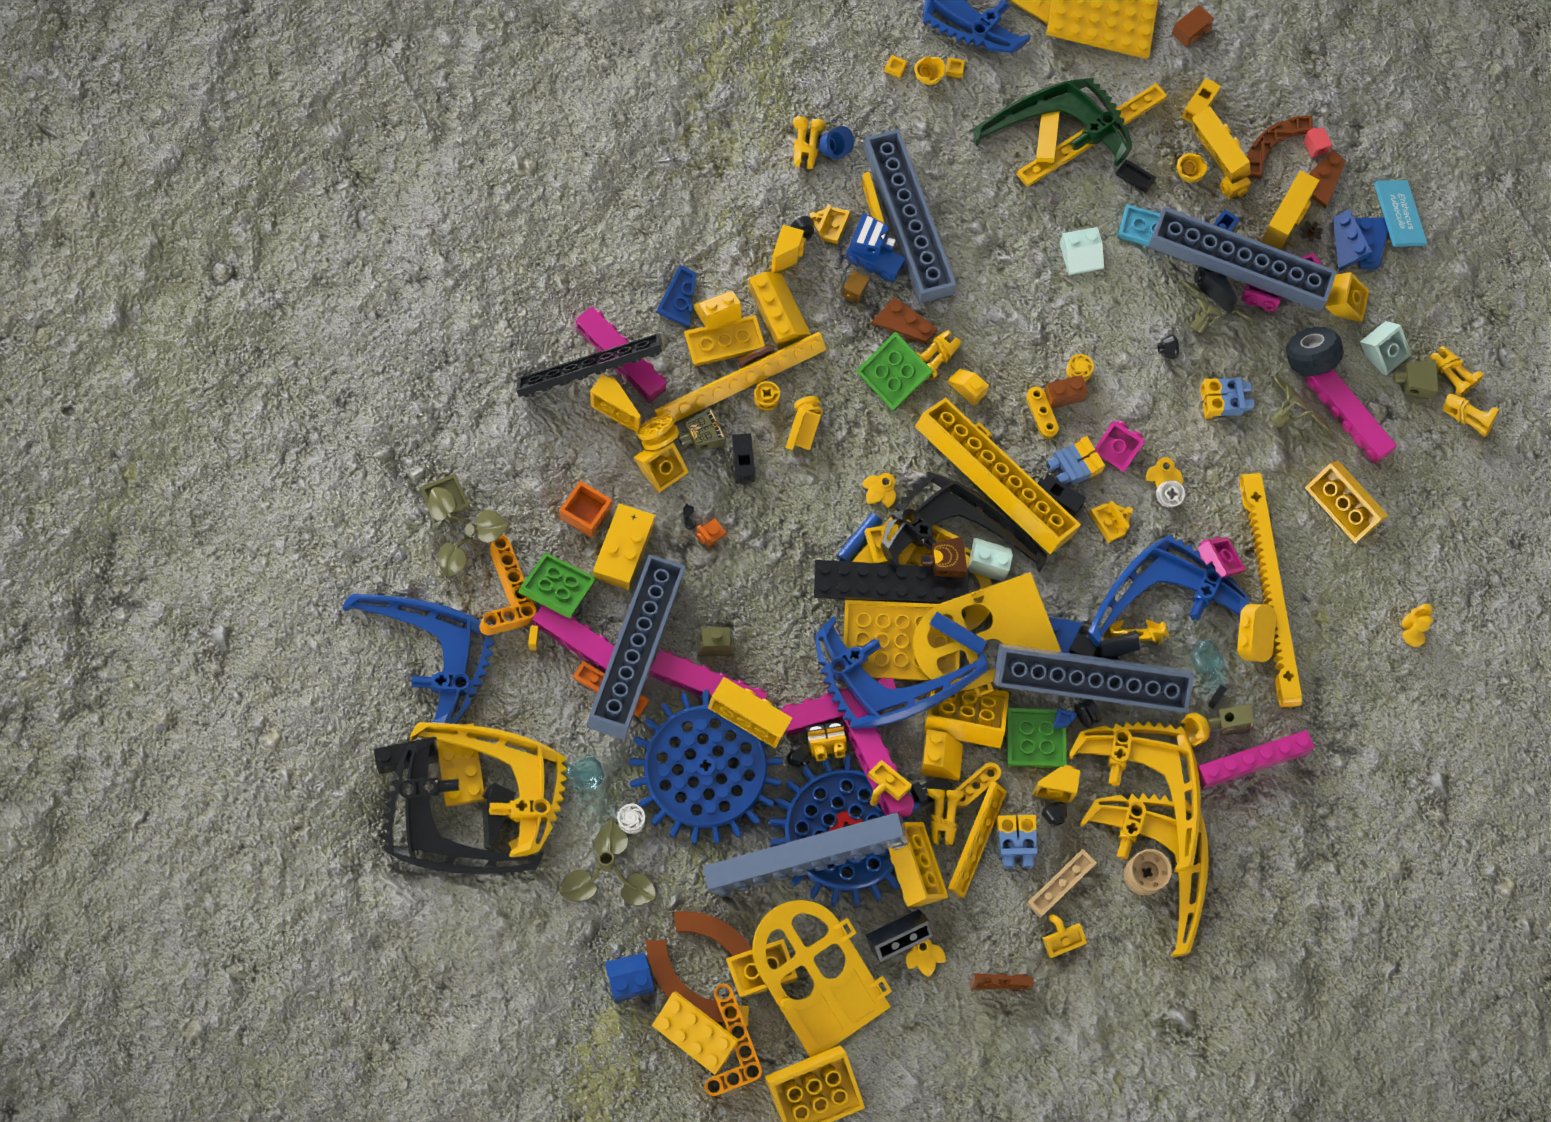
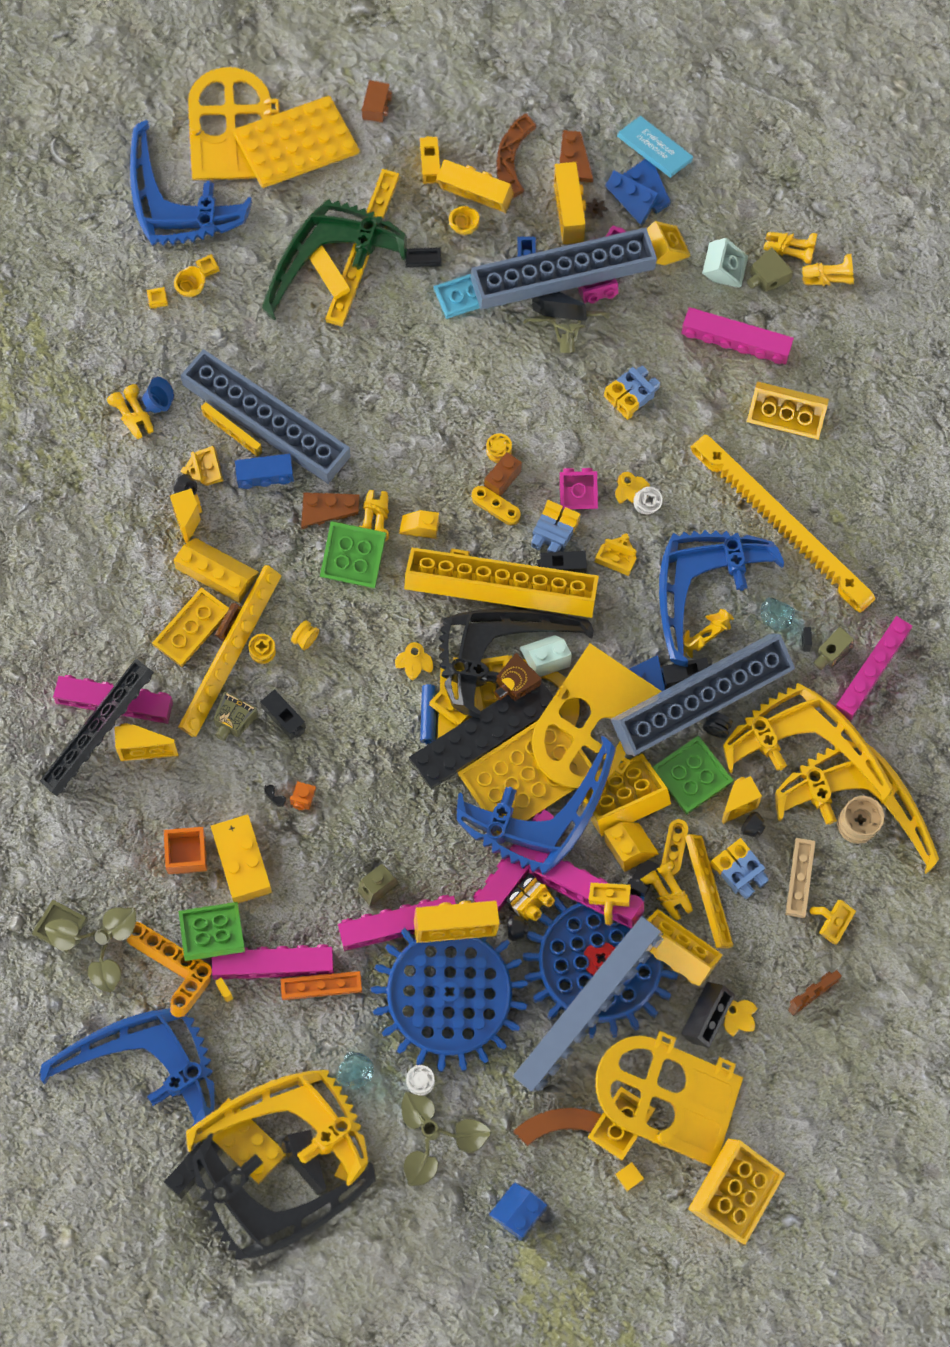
camera: 30 degrees left, 0 degrees up
(636, 647) = (319, 935): sand blue brick -> none
(657, 432) = (197, 743): yellow wheel -> none
(661, 466) = (218, 767): yellow slope -> none
(669, 981) = (565, 1193): dark orange tile -> none
(678, 299) = (124, 617): blue wing -> none
(695, 1033) = (608, 1216): yellow plate -> none
(718, 310) = (167, 604): yellow slope -> none
(745, 1040) = (647, 1200): light orange beam -> none
(803, 429) = (315, 655): yellow panel -> none
(855, 287) = (266, 506): pearl gold brick -> none
(871, 236) = (249, 455): blue torso -> none
(958, 633) = (570, 734): blue piece -> none
(1063, 718) = (702, 743): blue tile -> none
(1082, 251) = (428, 349): light aqua slope -> none
(1120, 645) = (703, 652): black tile -> none
(1169, 347) = (556, 381): black cone -> none
(1196, 728) = (811, 676): yellow hair -> none
(1221, 554) = (726, 521): dark pink plate -> none
(1233, 190) = (509, 217): yellow bracket -> none
(1256, 632) = (800, 565): yellow brick -> none
(1284, 414) = (688, 373): olive plant -> none
(1314, 351) = (675, 305): black wheel -> none
(1317, 142) = (547, 131): coral brick -> none
(1417, 622) = (915, 468): yellow piece -> none

